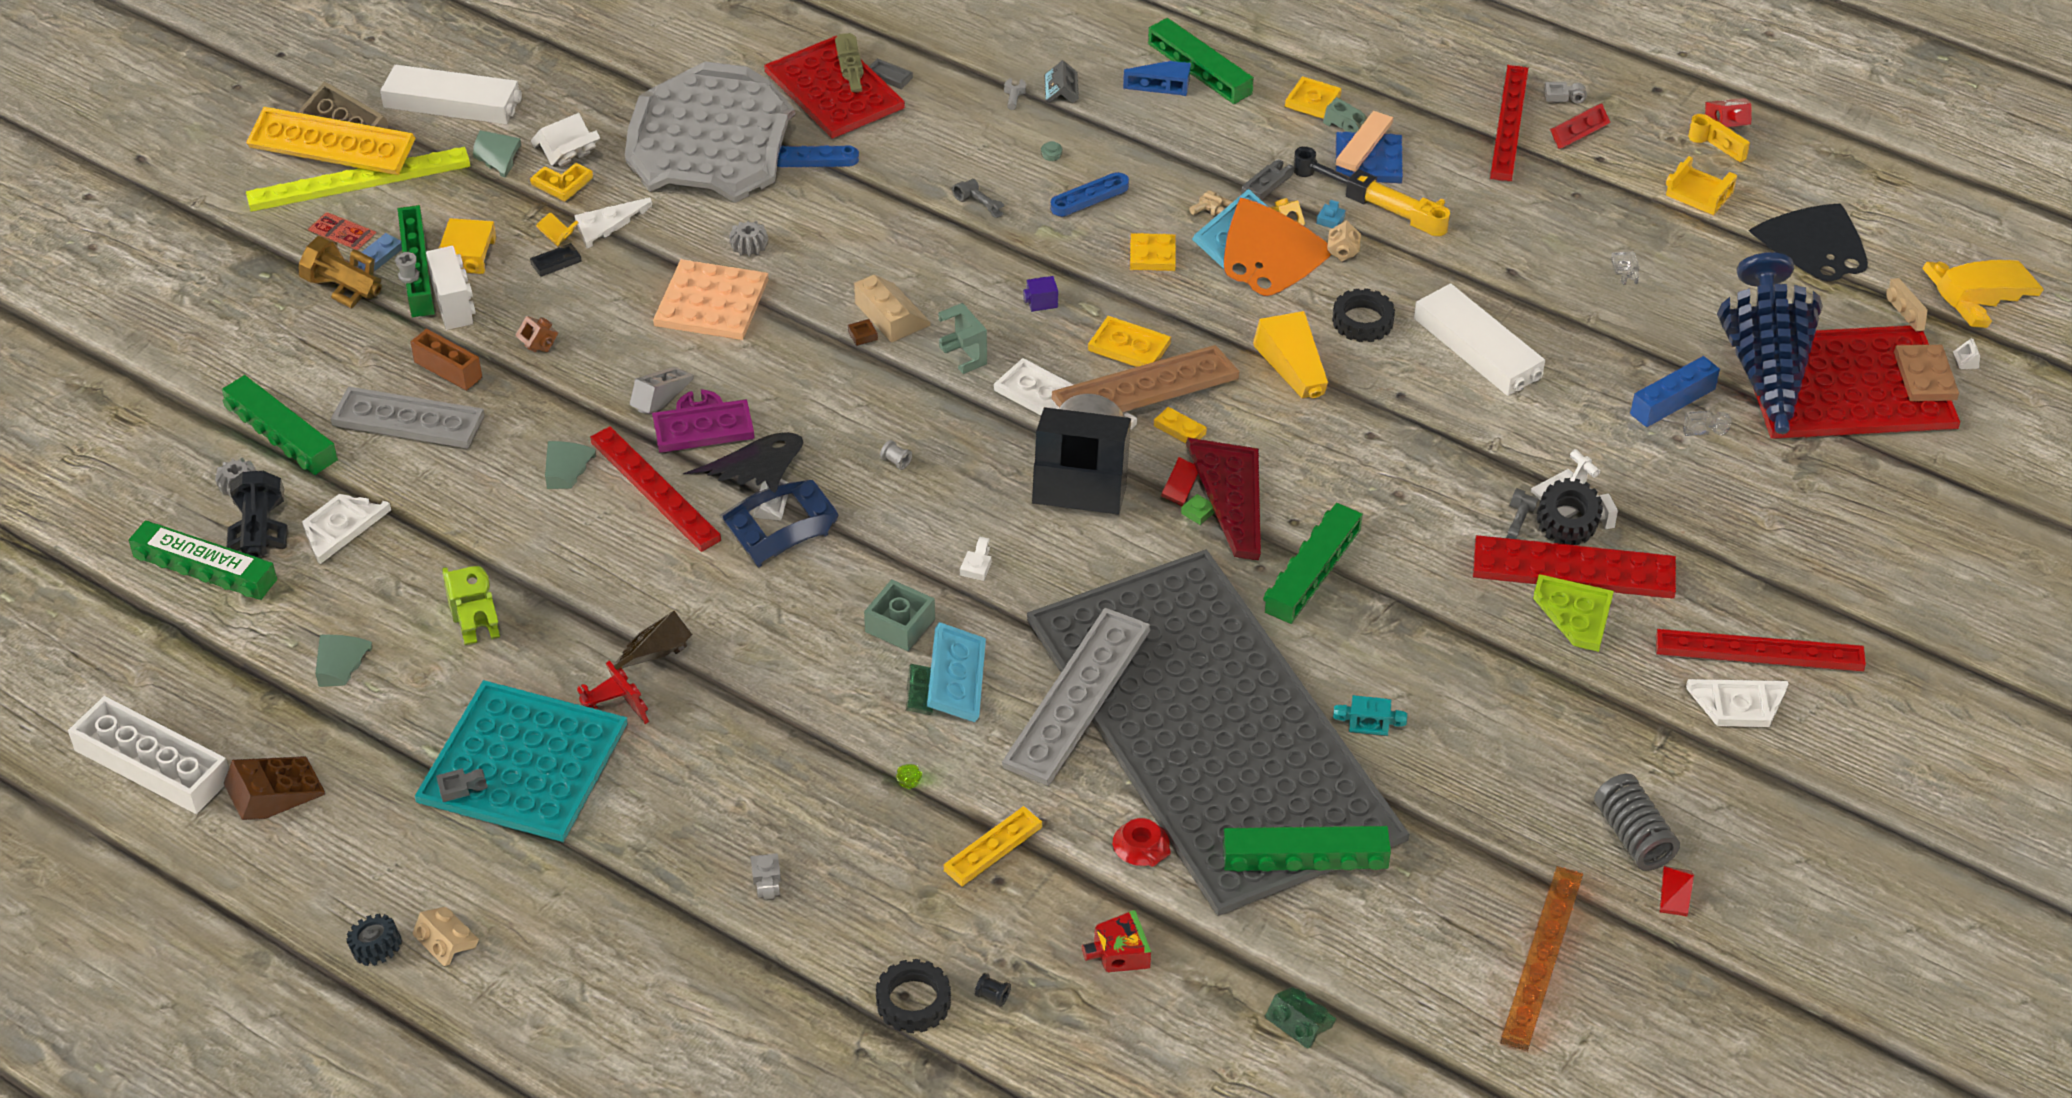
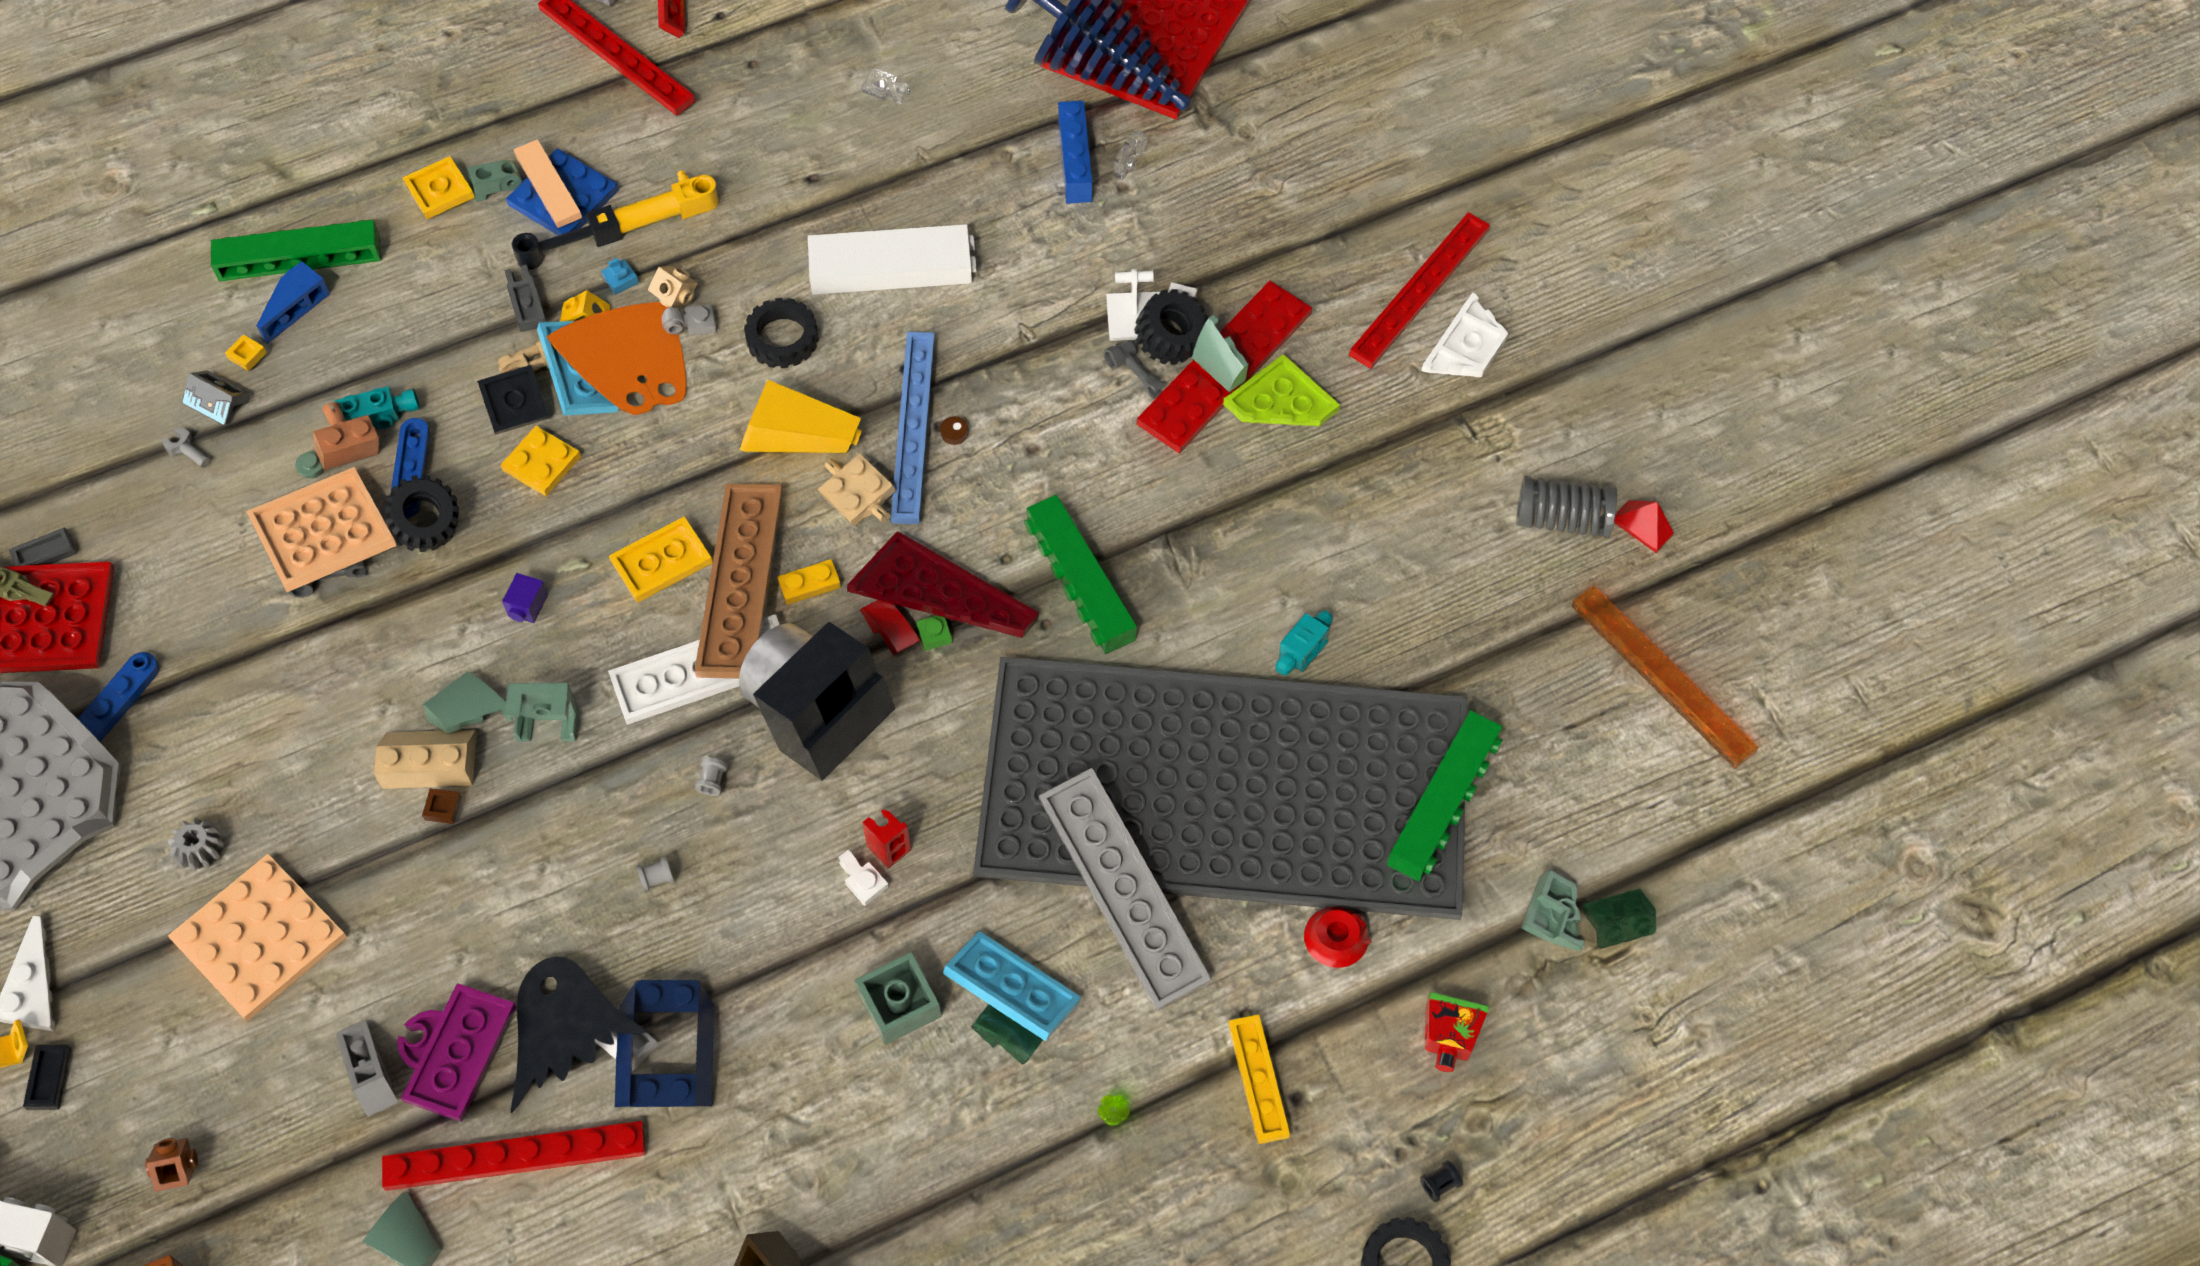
camera: 60 degrees left, 15 degrees up
(935, 299) = (462, 704): none -> sand green slope
(988, 447) = (711, 776): none -> light grey bush
(1006, 175) = (321, 529): none -> light nougat plate
(1010, 552) = (887, 842): none -> red hinge
(1050, 196) = (422, 490): none -> black tyre
(1079, 151) = (343, 439): none -> nougat brick
(1104, 80) = (245, 352): none -> yellow plate
(1117, 155) = (379, 405): none -> teal brick
(1183, 211) = (513, 399): none -> black plate
(1271, 971) = (1554, 911): none -> sand green slope
(1272, 412) = (857, 490): none -> tan plate
(1332, 270) = (696, 320): none -> light grey plate
(1351, 418) = (913, 428): none -> medium blue plate
(1371, 442) = (954, 430): none -> reddish brown tile
(1566, 546) = (1220, 356): none -> slope

